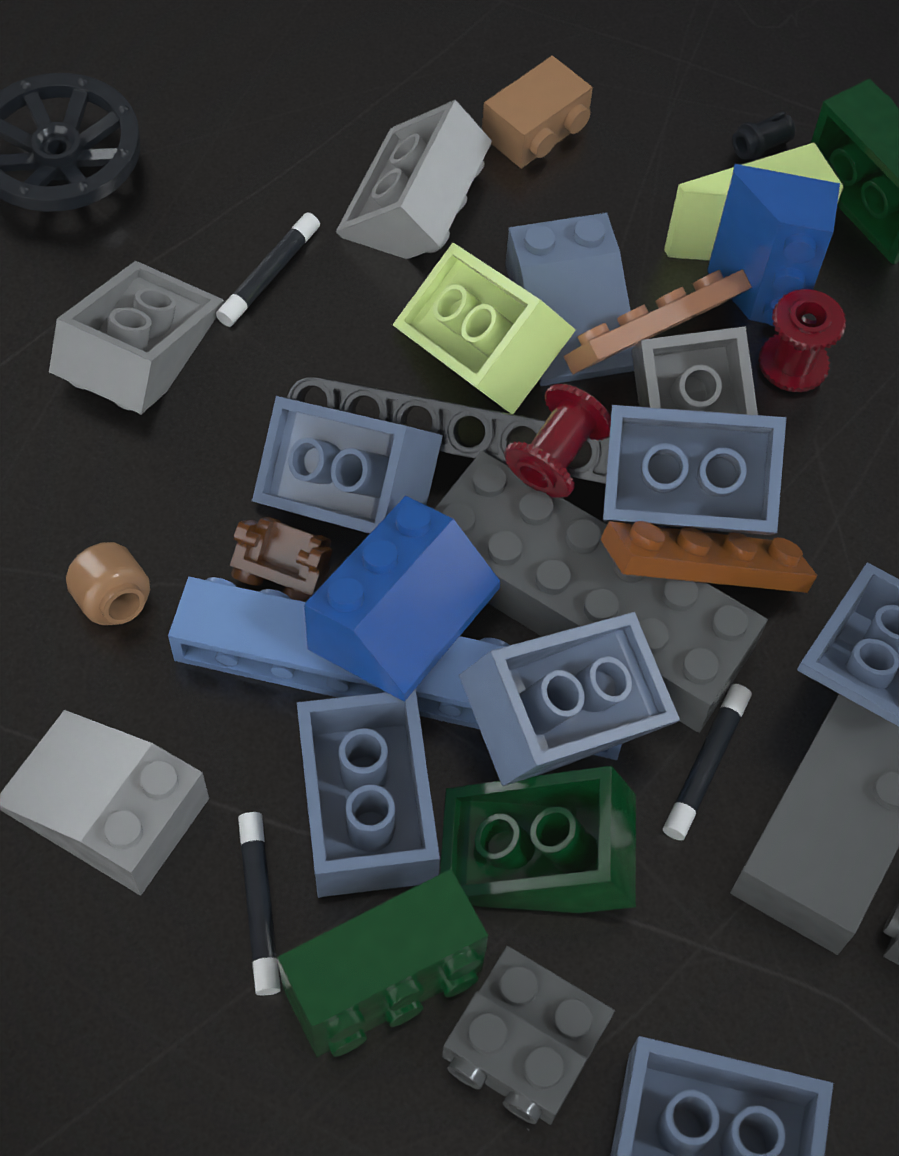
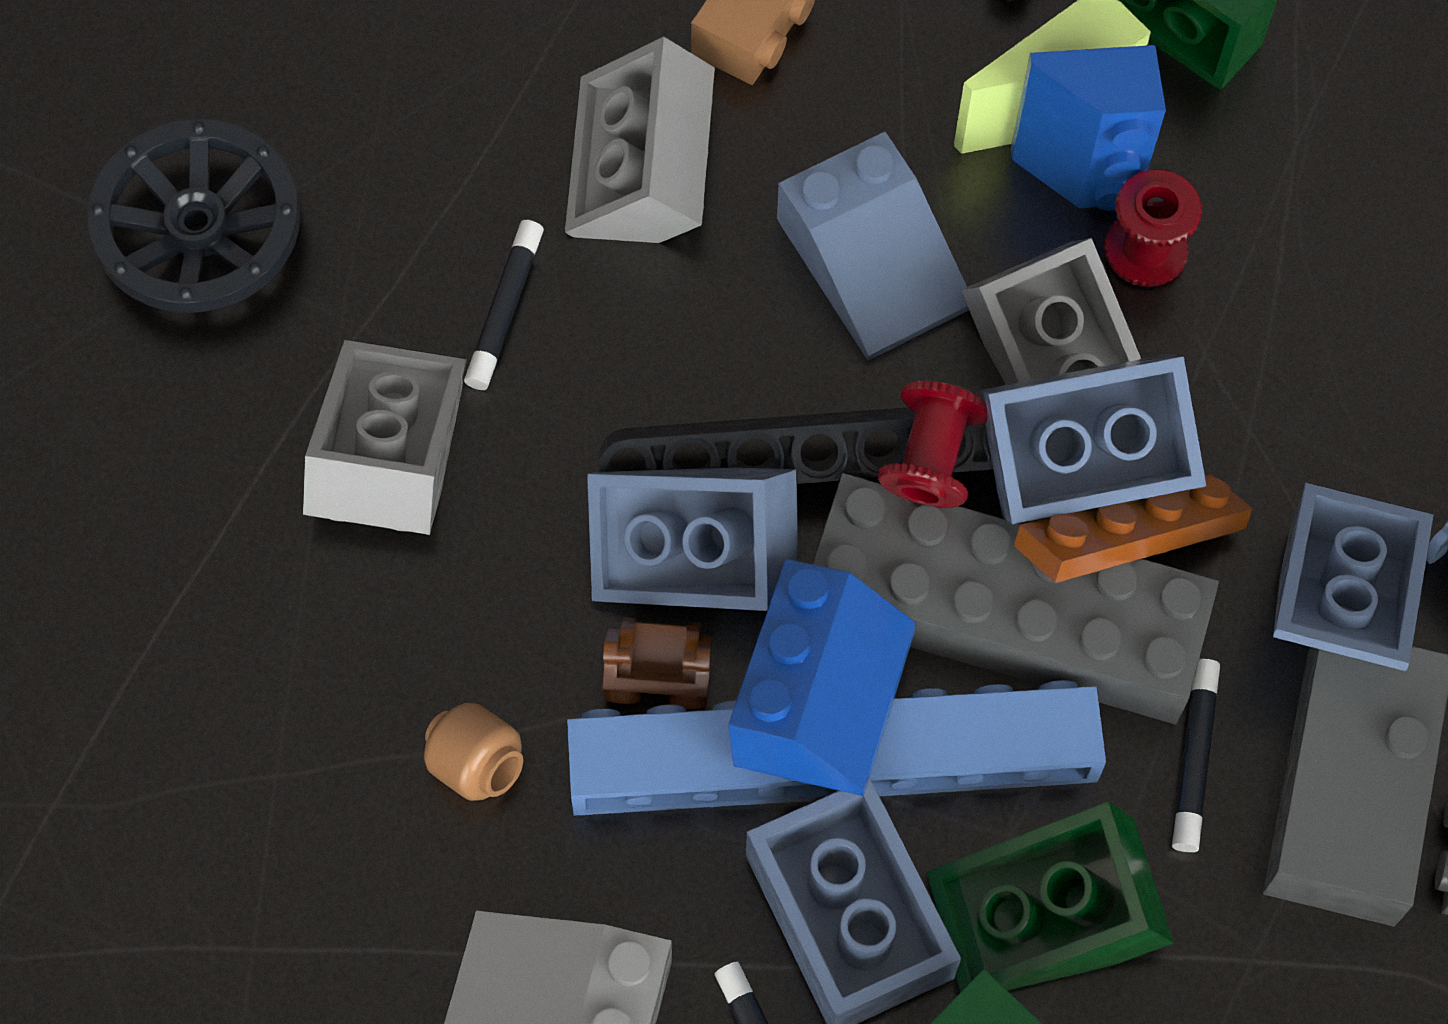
camera: 15 degrees left, 5 degrees up
(484, 327) = (786, 315): yellowish green slope -> none
(567, 696) = (1038, 739): sand blue slope -> none
(639, 324) = (972, 261): nougat plate -> none

